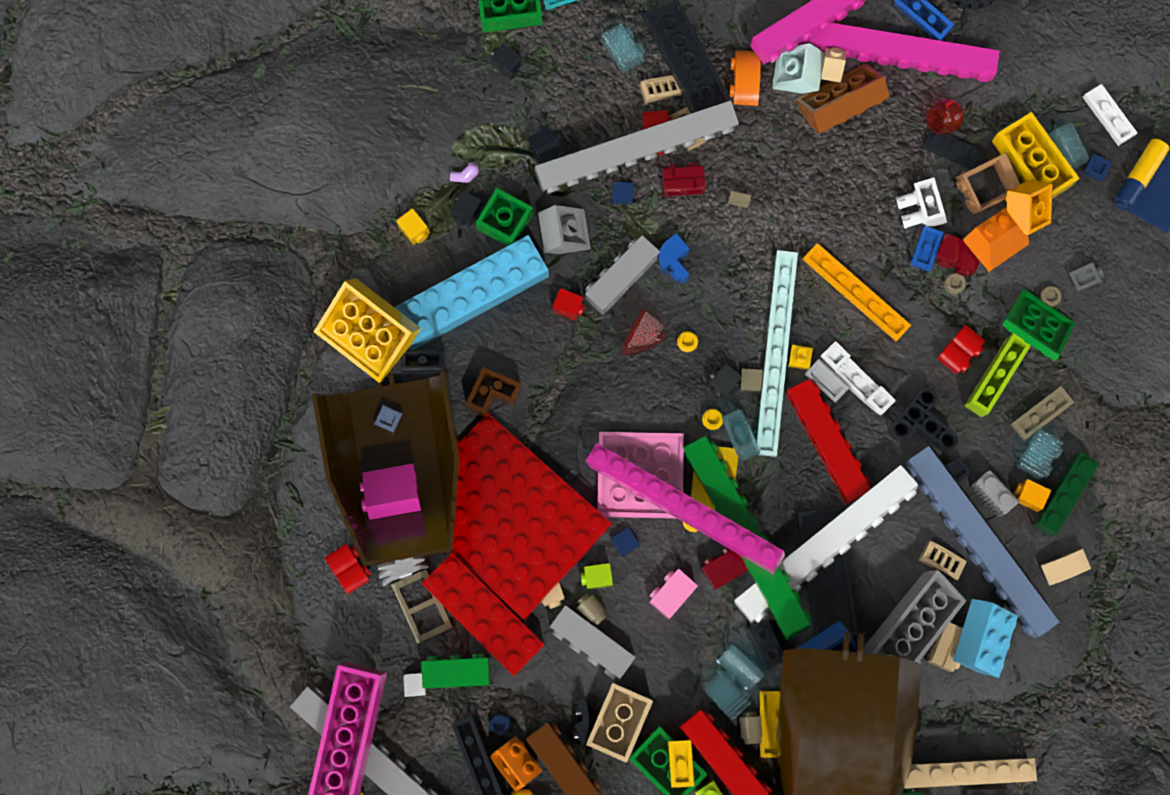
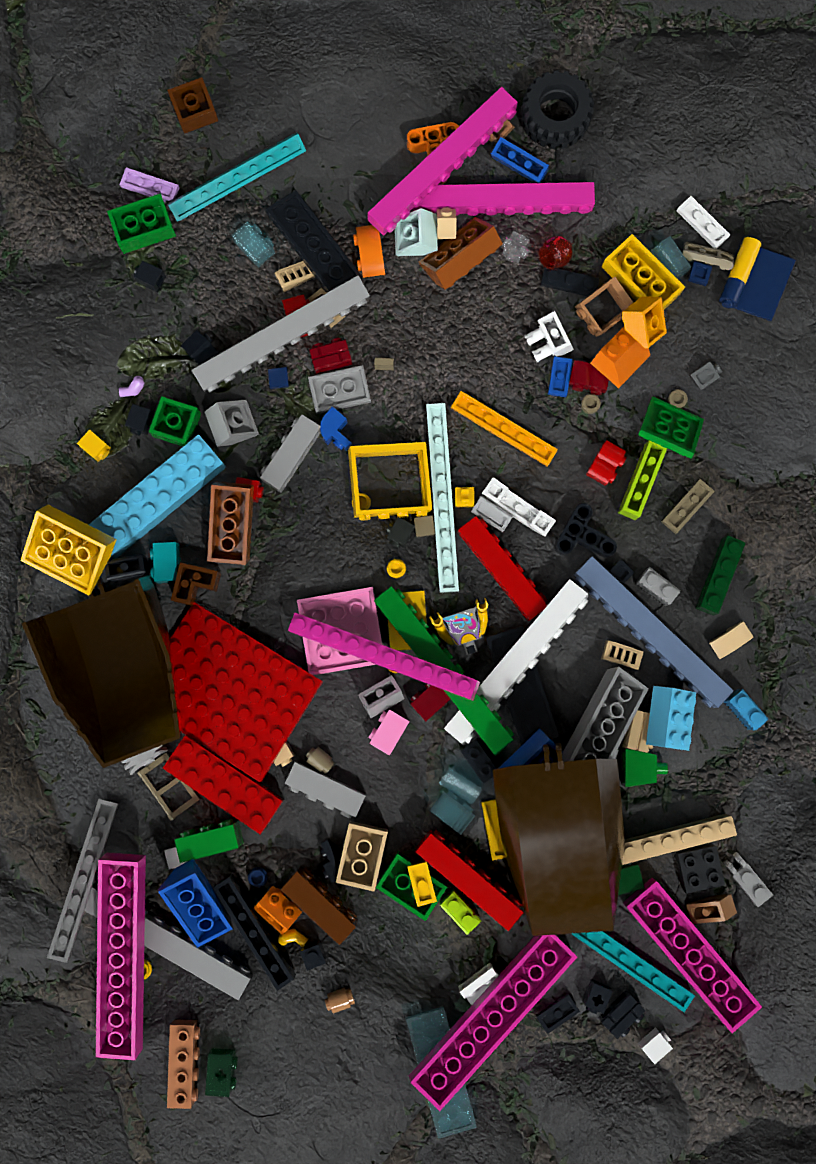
camera: 10 degrees left, 5 degrees up
(311, 688) = (82, 881): none -> light grey plate
(347, 568) = (93, 770): red brick -> none
(388, 418) = (105, 625): sand blue tile -> none
(390, 491) = (117, 692): dark pink brick -> none
(430, 737) = (195, 903): none -> blue slope
(466, 364) = (165, 562): none -> teal brick
(544, 335) = (230, 523): none -> dark orange brick
(597, 576) = (319, 730): lime brick -> none
(625, 542) = (338, 693): dark blue tile -> none
(644, 334) = (319, 505): clear red slope -> none
(672, 553) = (381, 696): none -> light grey brick
(686, 216) = (339, 389): none -> light grey tile
(730, 291) = (387, 450): none -> yellow window
(741, 435) = (423, 579): clear light blue brick -> none
(750, 728) = (479, 837): dark tan brick -> none
(775, 495) = (463, 627): none -> torso
(903, 103) = (515, 247): none -> clear brick
(942, 686) = (640, 768): none -> green torso
(1031, 495) = (690, 581): light orange brick -> none
(1040, 454) = (692, 543): clear light blue brick -> none
(1069, 646) = (746, 710): none -> dark azure brick
(1109, 150) = (708, 255): none -> dark tan hinge

